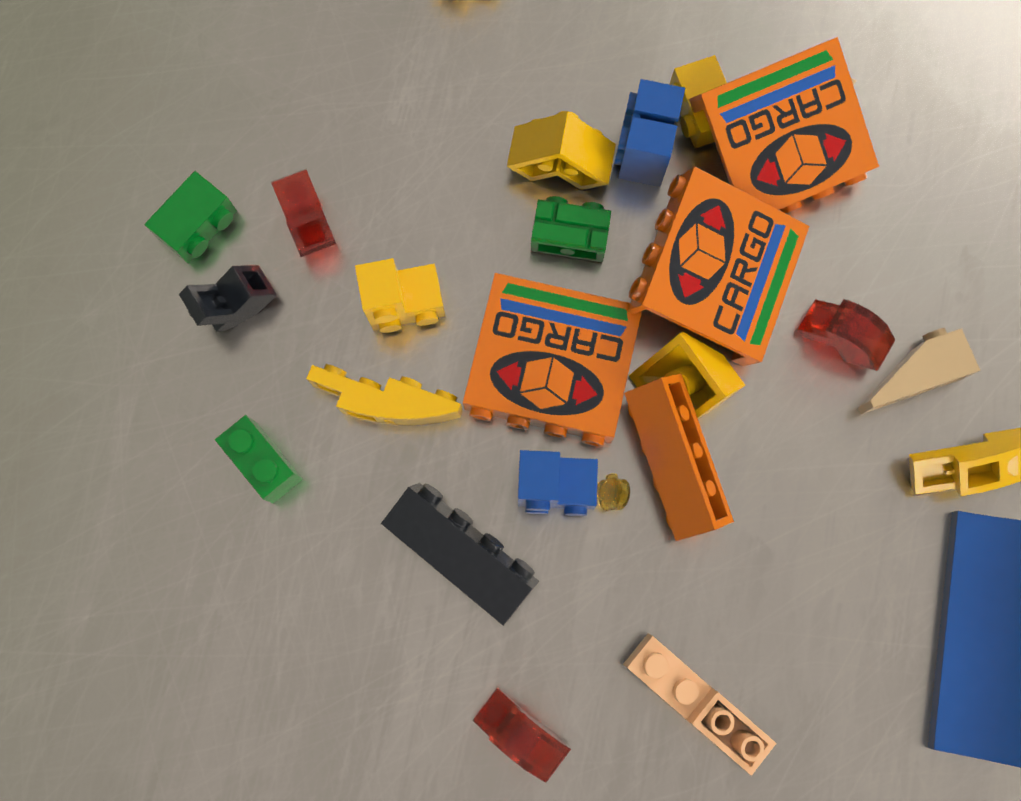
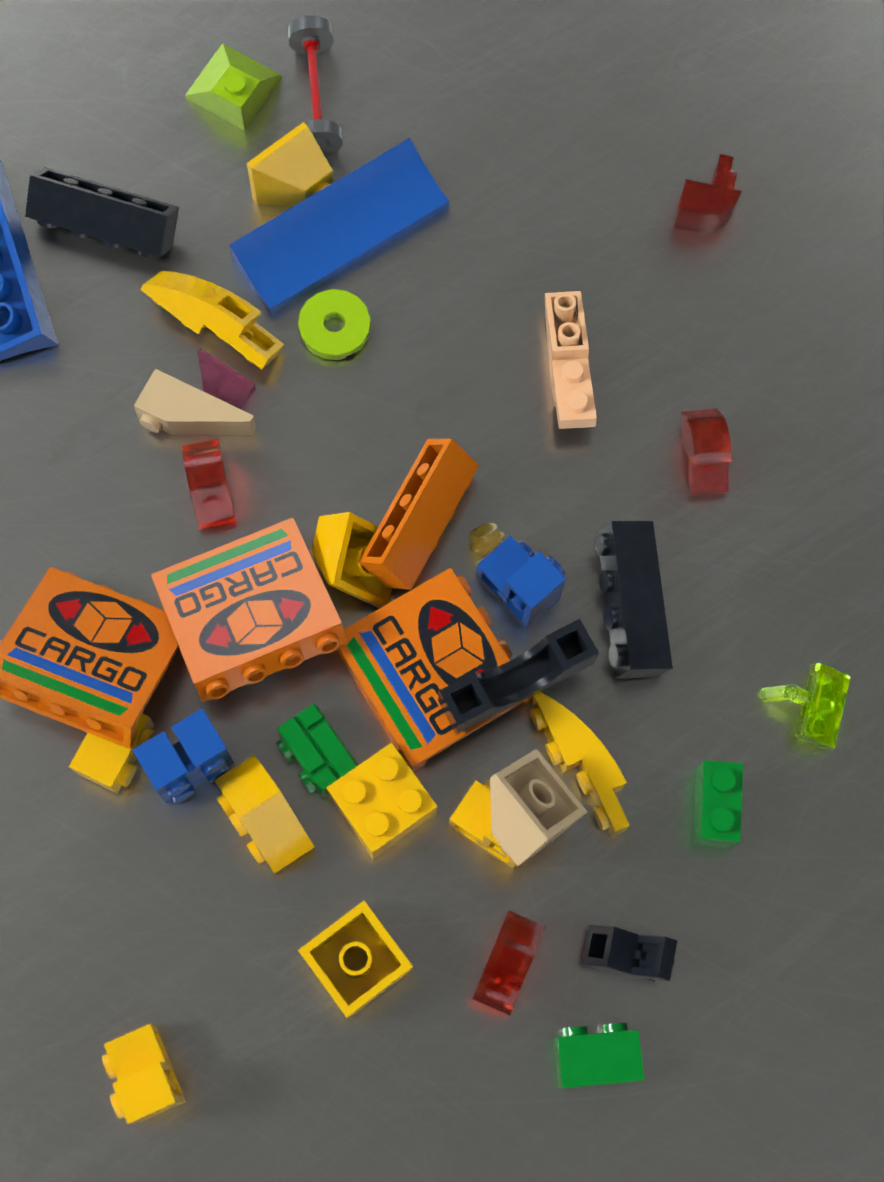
camera: 140 degrees left, 5 degrees down
(248, 608) = (820, 702): none -> clear neon green plate
(375, 299) = (530, 807): none -> tan slope
(406, 123) = (356, 959): none -> yellow brick
(482, 392) = (495, 690): none -> black arch
(492, 236) = (382, 800): none -> yellow brick
(922, 419) = (223, 381): none -> clear pink tile
(922, 547) = (330, 305): none -> lime tile

